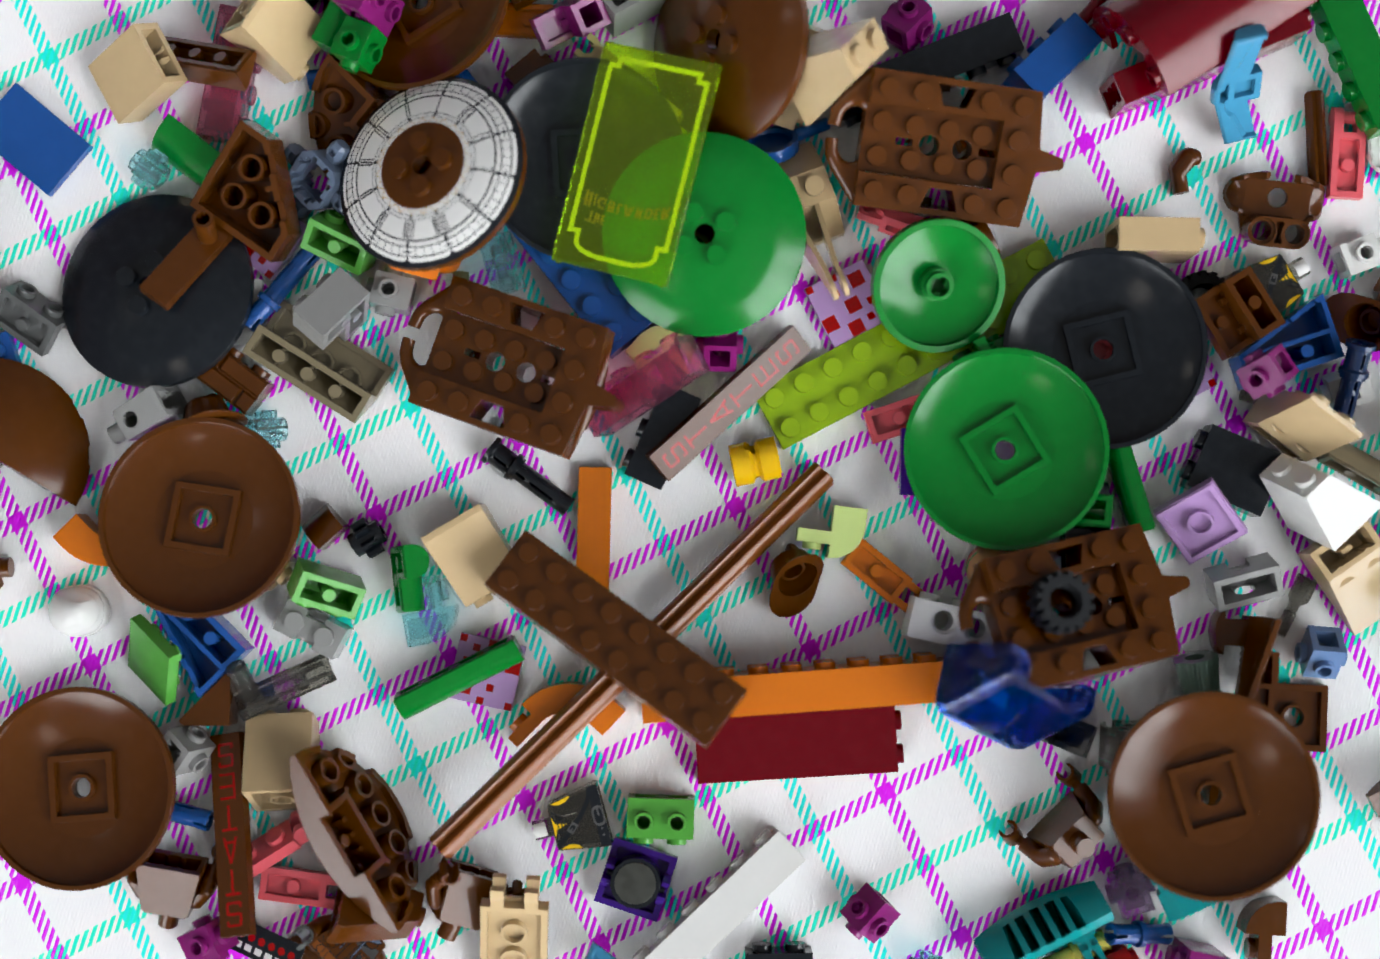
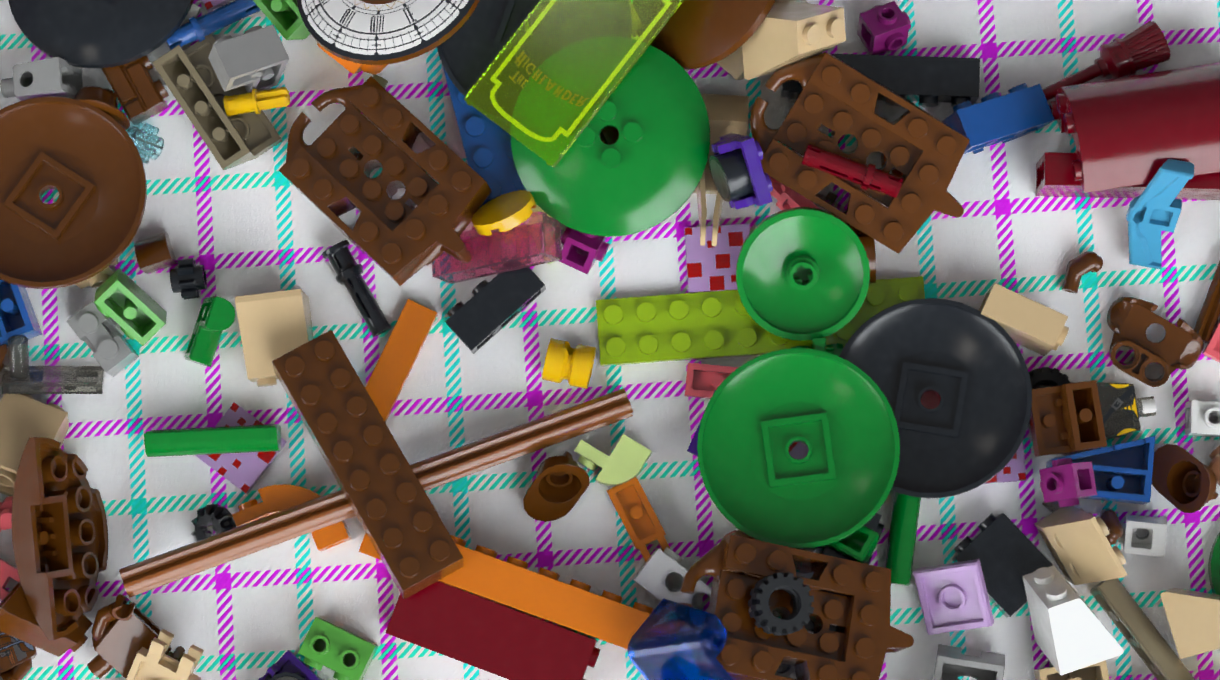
camera: 30 degrees right, 5 degrees down
(355, 344) = (256, 101): none -> yellow axle
(399, 301) = (311, 79): light grey brick -> none
(437, 621) = (214, 382): clear light blue brick -> none
(489, 745) = (212, 515): none -> black gear
(503, 264) = (421, 85): clear light blue hips -> none
(576, 819) = (261, 618): clear smoke torso -> none
(636, 349) = (504, 212): none -> yellow tile
(728, 402) = (568, 299): tile -> none
(784, 143) = (720, 87): blue piece -> none
(842, 215) = (739, 171): none -> piece
(949, 168) = (857, 172): none -> dark red pin
(1309, 385) = (1113, 524): none -> reddish brown arm
(1352, 374) = (1149, 521): dark blue pin -> none

